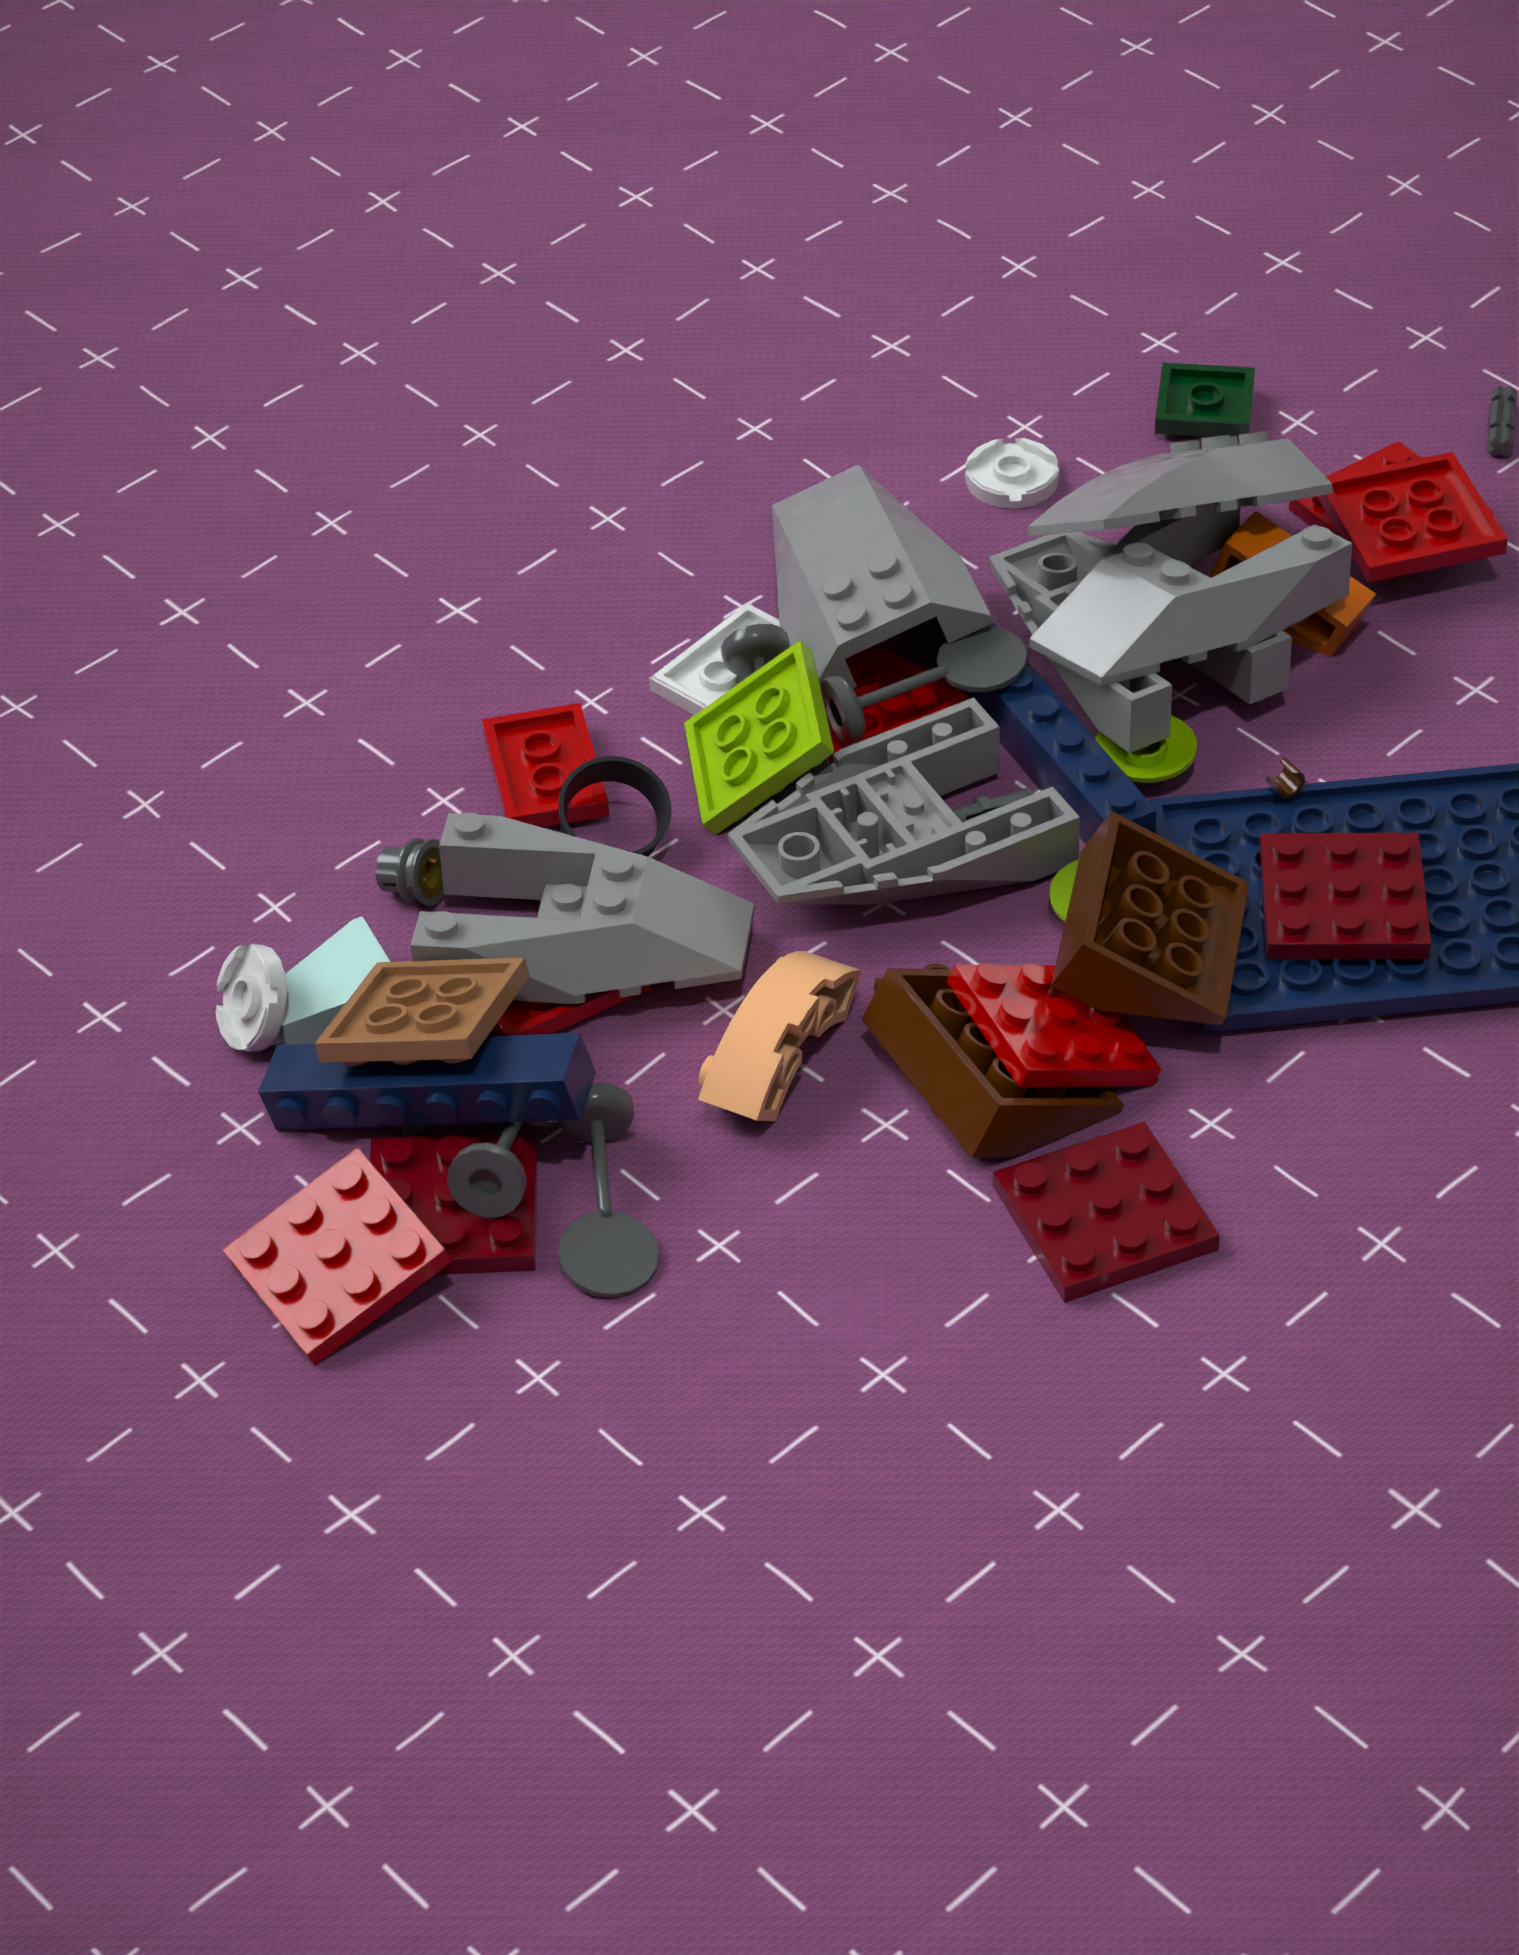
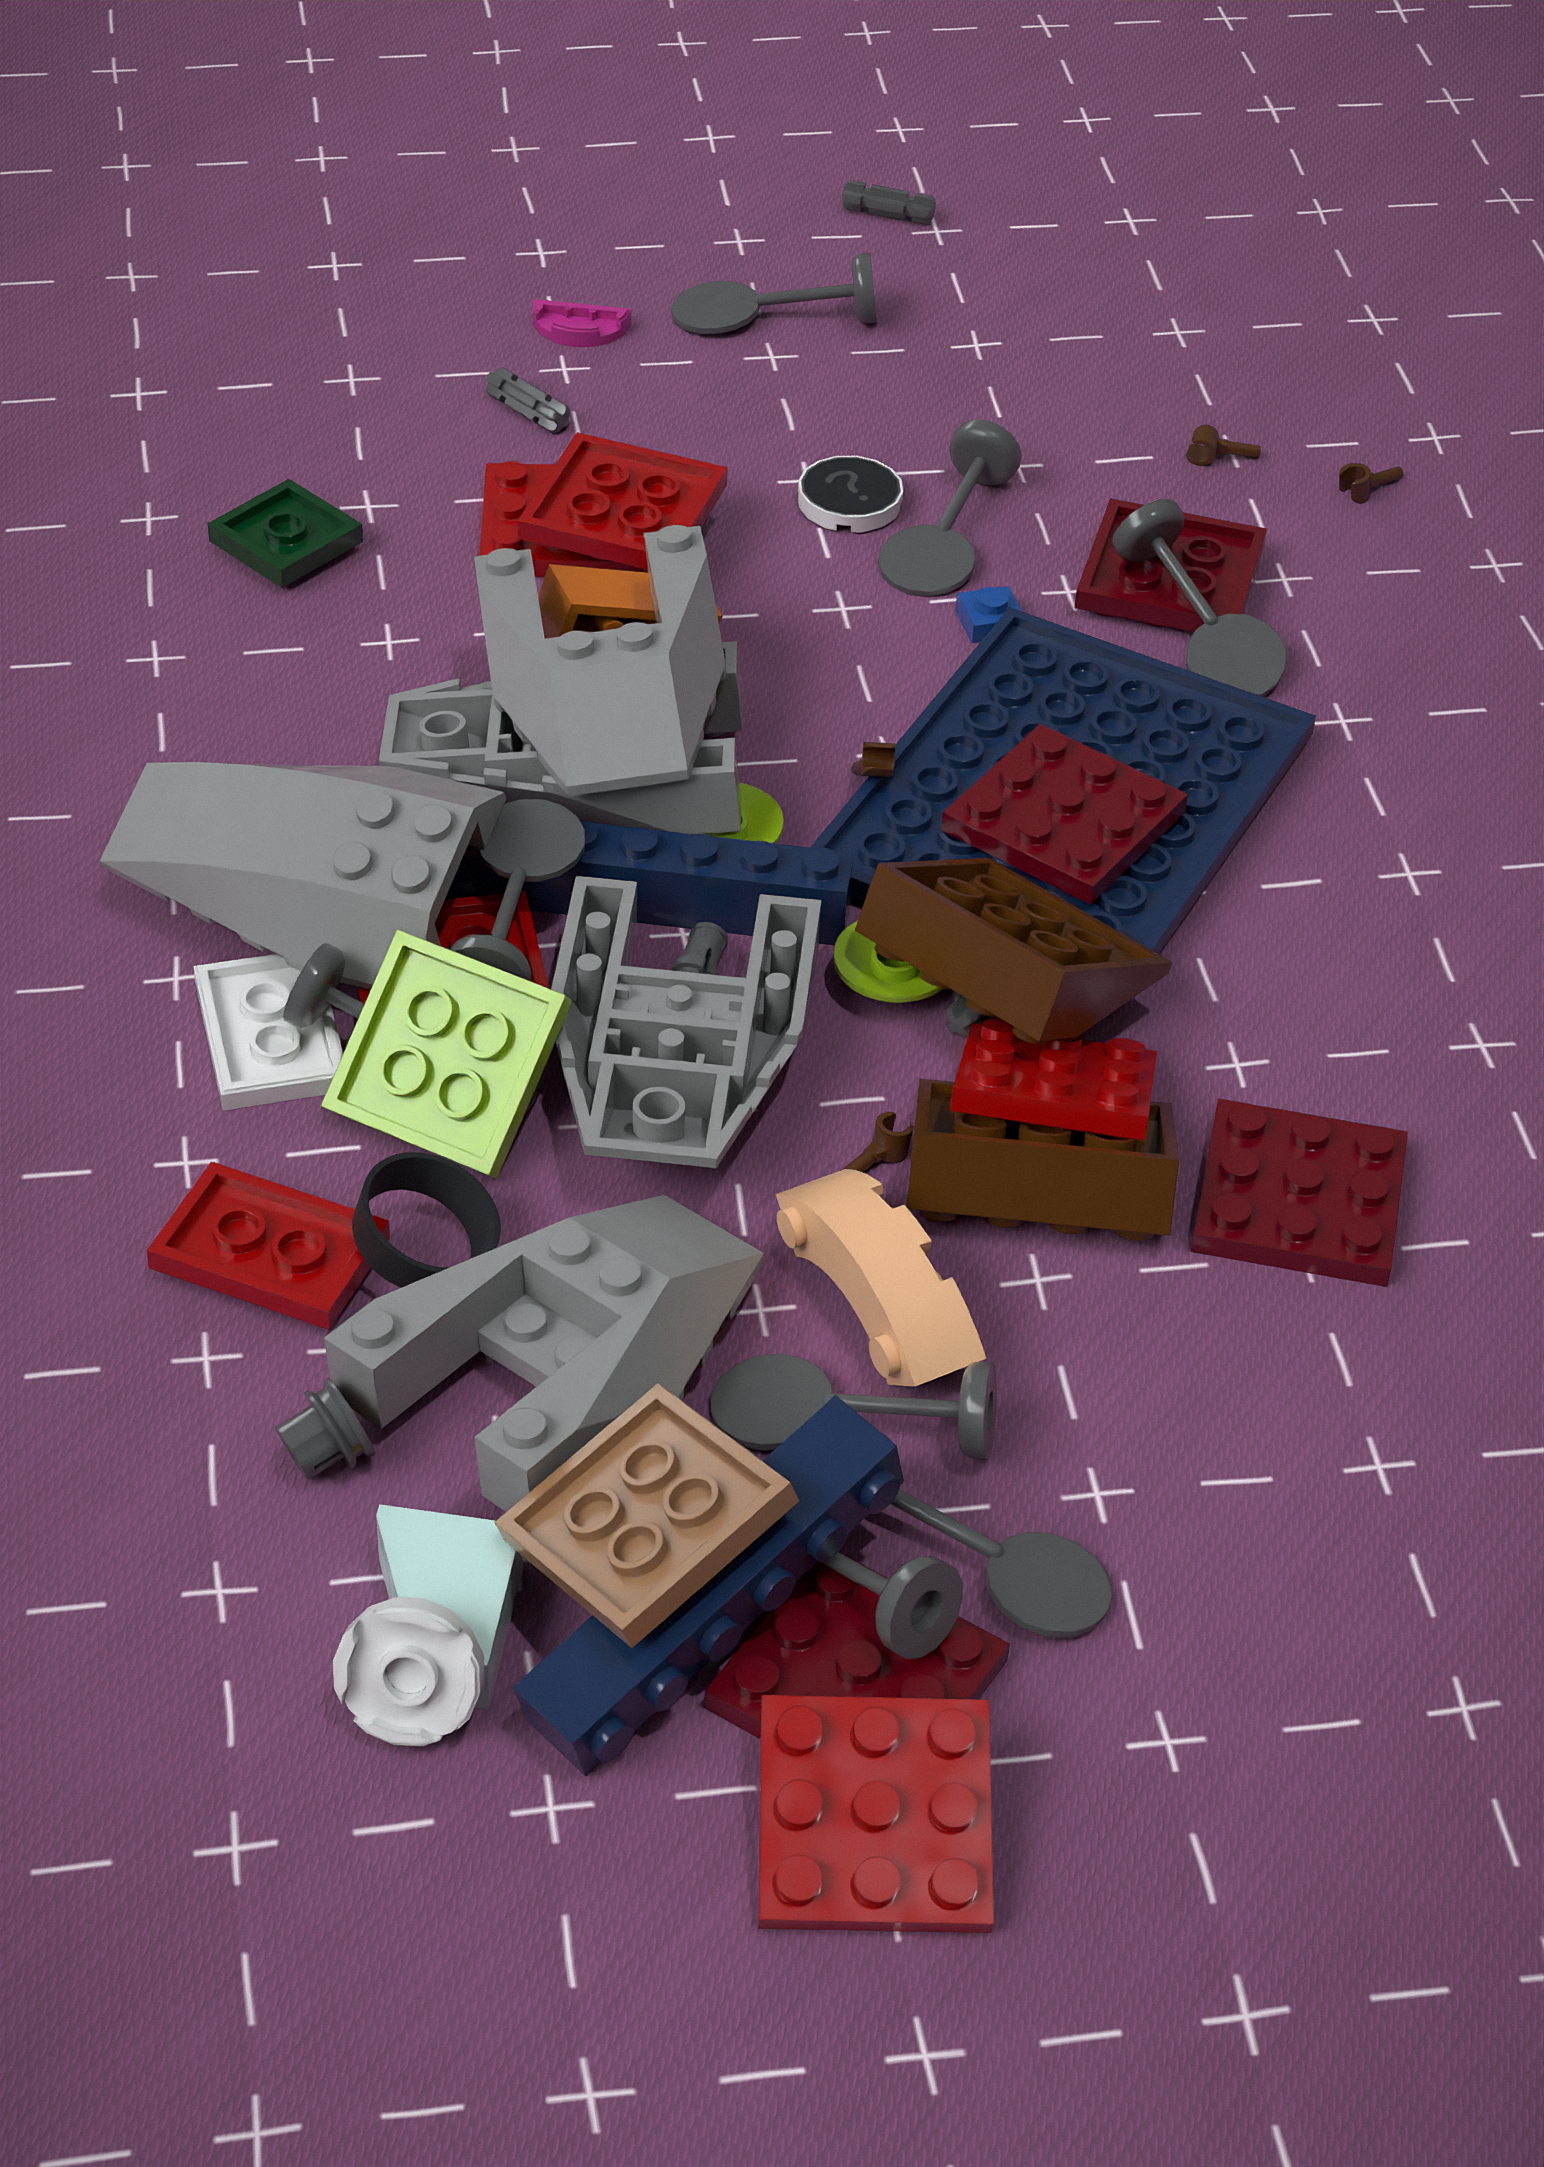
camera: 60 degrees left, 0 degrees up
(652, 1052) = (777, 1393): none -> dark grey piece
(1012, 473) = (220, 700): white tile -> none
(1188, 484) = (486, 585): light grey wedge -> none

